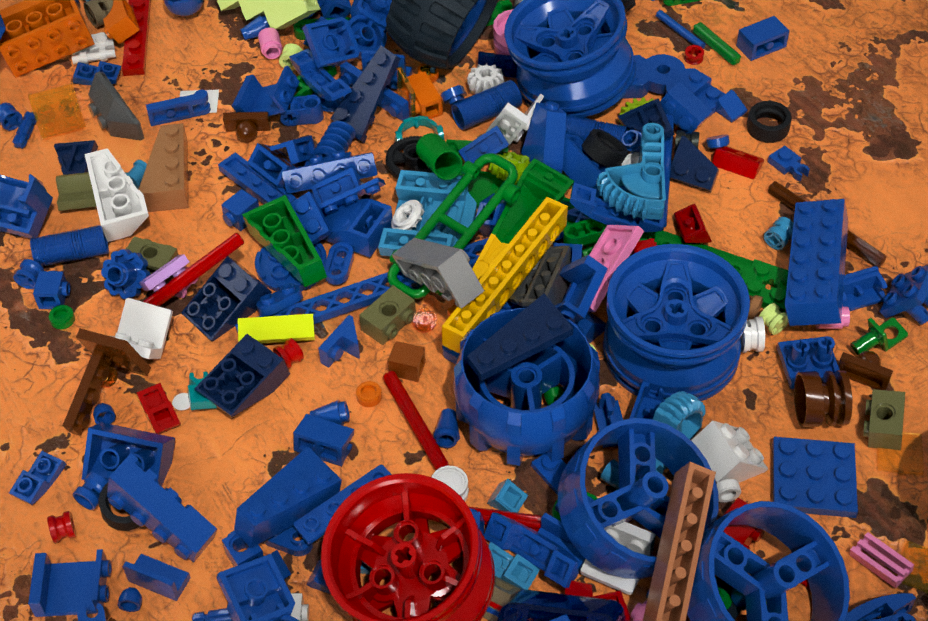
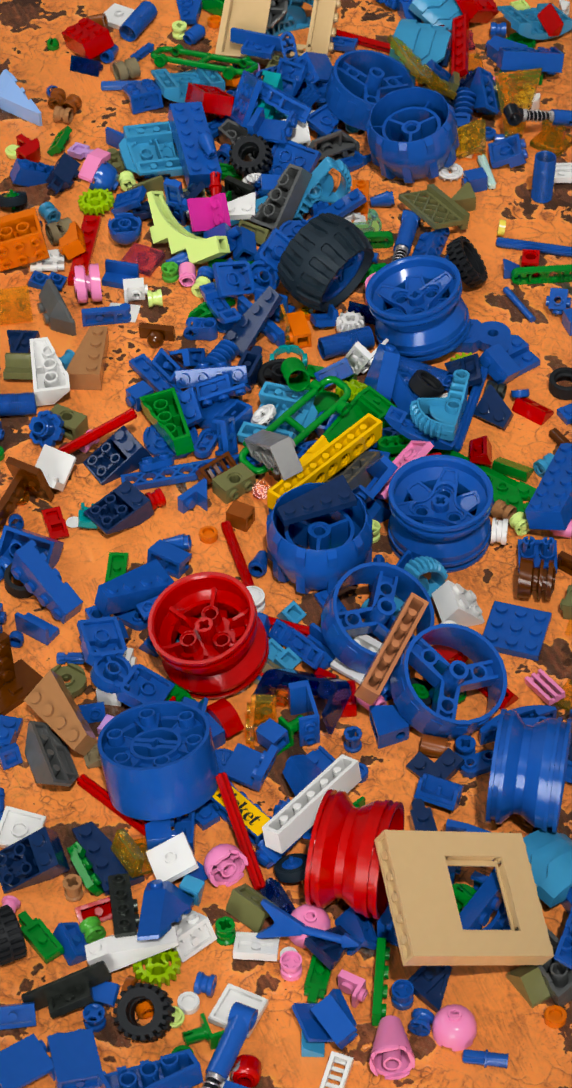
camera: 10 degrees right, 5 degrees down
(148, 70) = (87, 283): none -> bright pink wheel
(156, 279) = (68, 435): lavender plate -> none
(188, 54) = (117, 271): none -> blue panel
(208, 70) = (134, 289): none -> white brick
(210, 31) = (146, 257): none -> clear pink plate
(235, 78) = (154, 298): none -> yellowish green wheel
(248, 43) = (169, 272): none -> bright green wheel
(254, 465) = (116, 565): none -> green plate
(269, 99) = (179, 317): blue panel -> none
(277, 328) = (151, 480): neon yellow tile -> none
(293, 37) = (205, 271): none -> blue wheel
(345, 304) = (201, 472): none -> reddish brown slope
(365, 251) = (226, 434): none -> blue hinge
(378, 144) = (253, 361): none -> dark blue brick
(453, 78) = (324, 320): none -> blue bracket
(453, 94) = (321, 331): blue plate -> none
(694, 49) = (524, 321): red bush -> none
(717, 43) = (545, 319): green axle -> none
(730, 106) = (539, 368): blue slope -> none
(731, 12) = (555, 295): none -> blue brick
(738, 243) = (512, 469): none -> green slope

